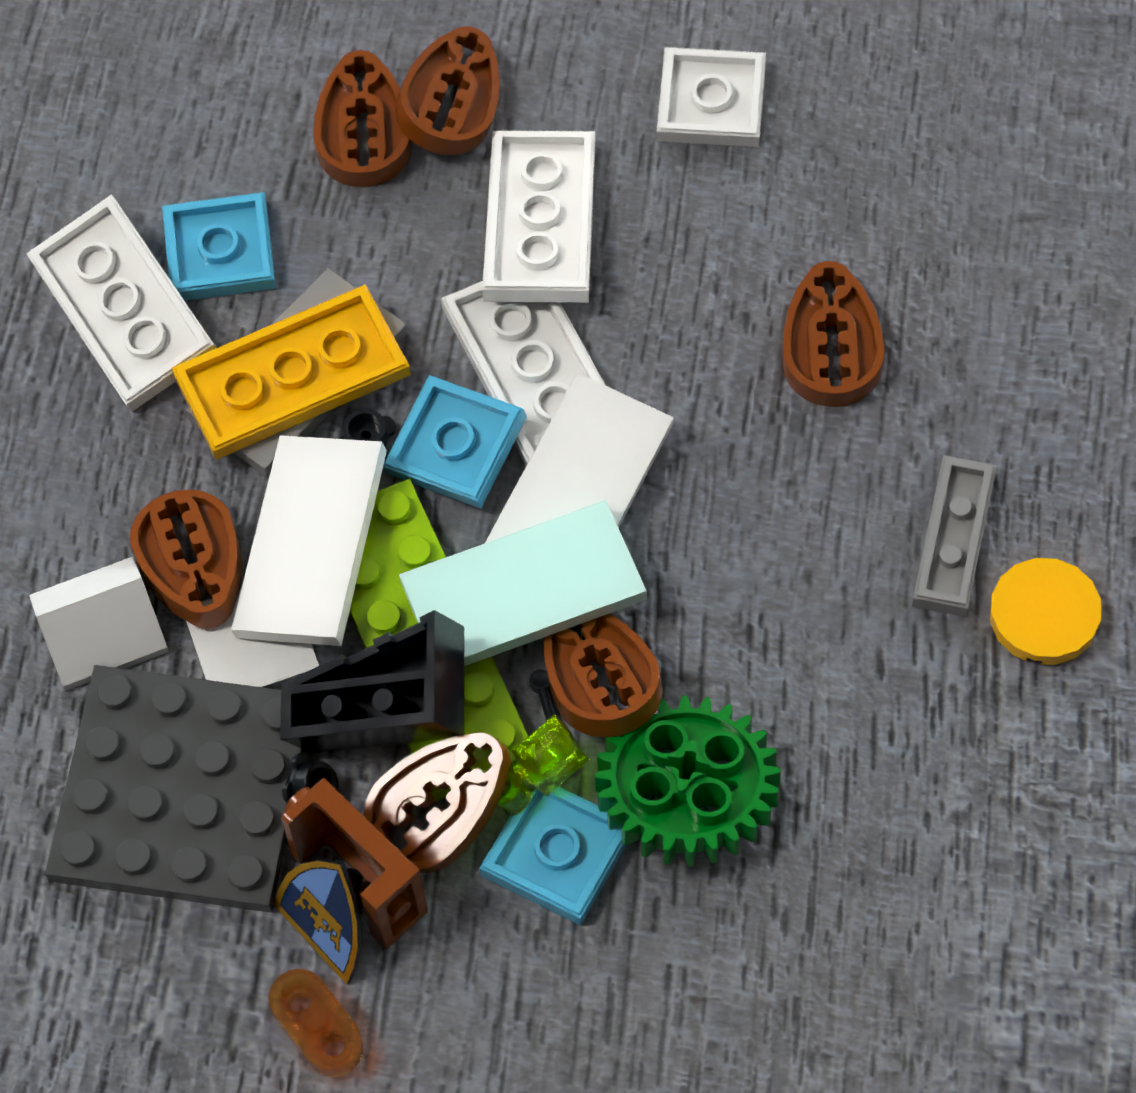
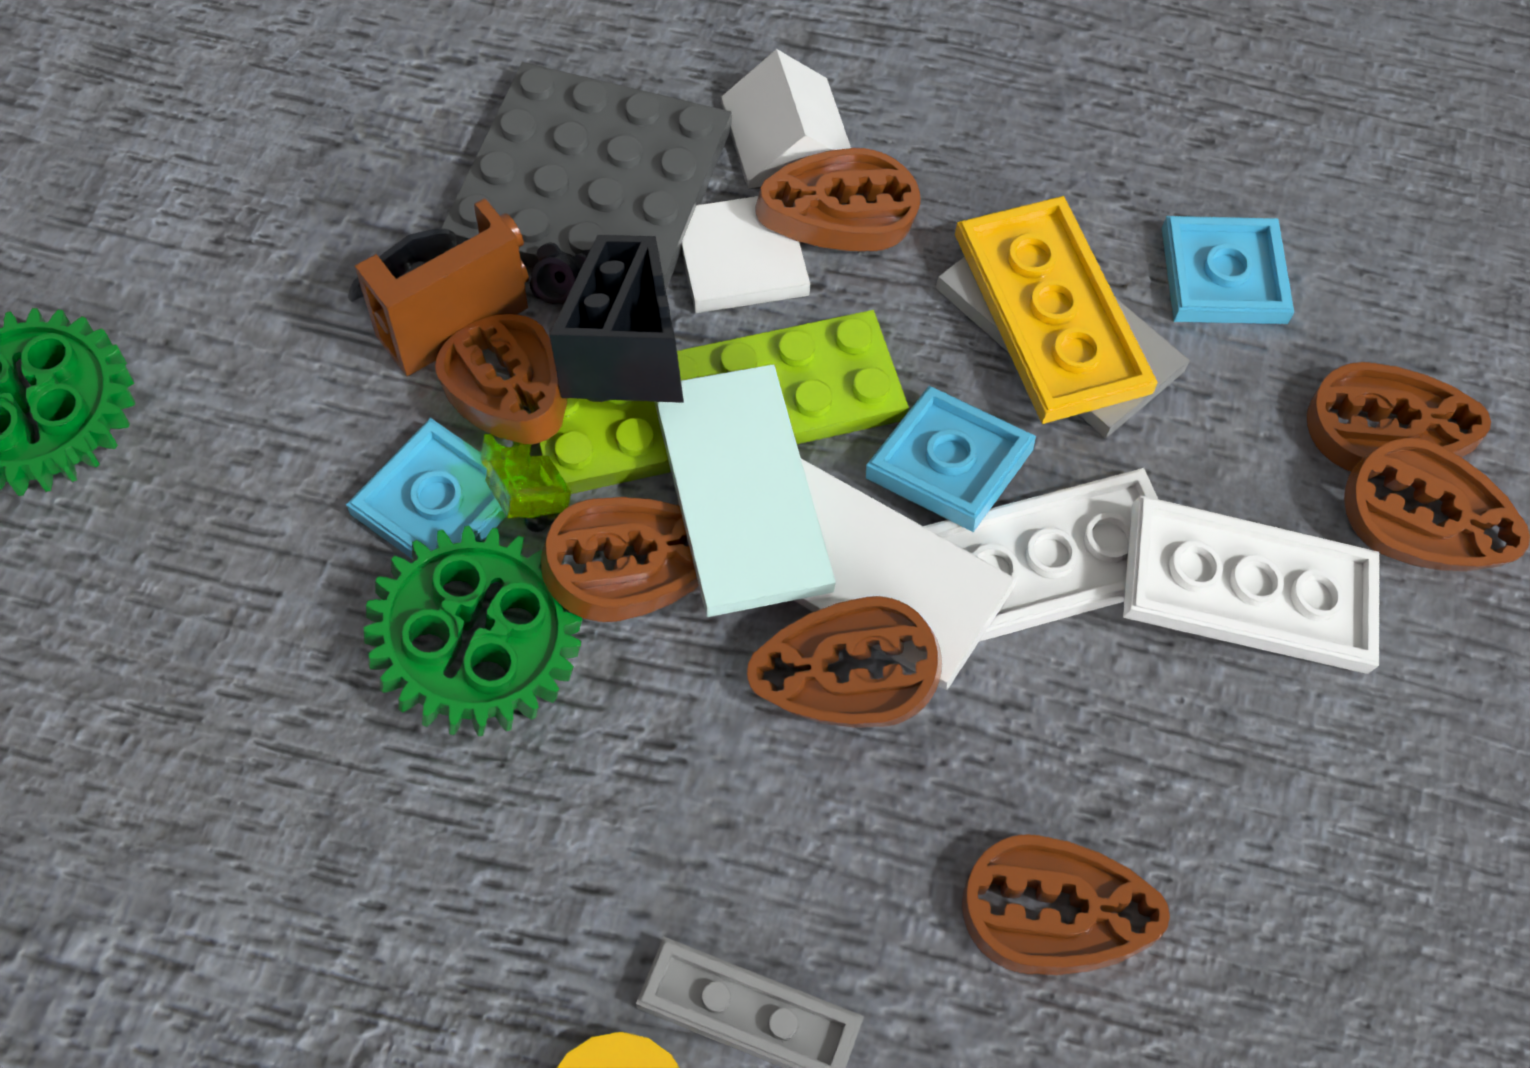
camera: 90 degrees right, 0 degrees up
(120, 301) = (1159, 172): white tile -> none
(309, 540) = (837, 296): white tile -> none
(318, 1024) = (304, 256): clear orange plate -> none
(368, 422) = (973, 362): black plate -> none
(697, 477) = (856, 627): none -> dark orange piece
(711, 97) = (1438, 821): white tile -> none

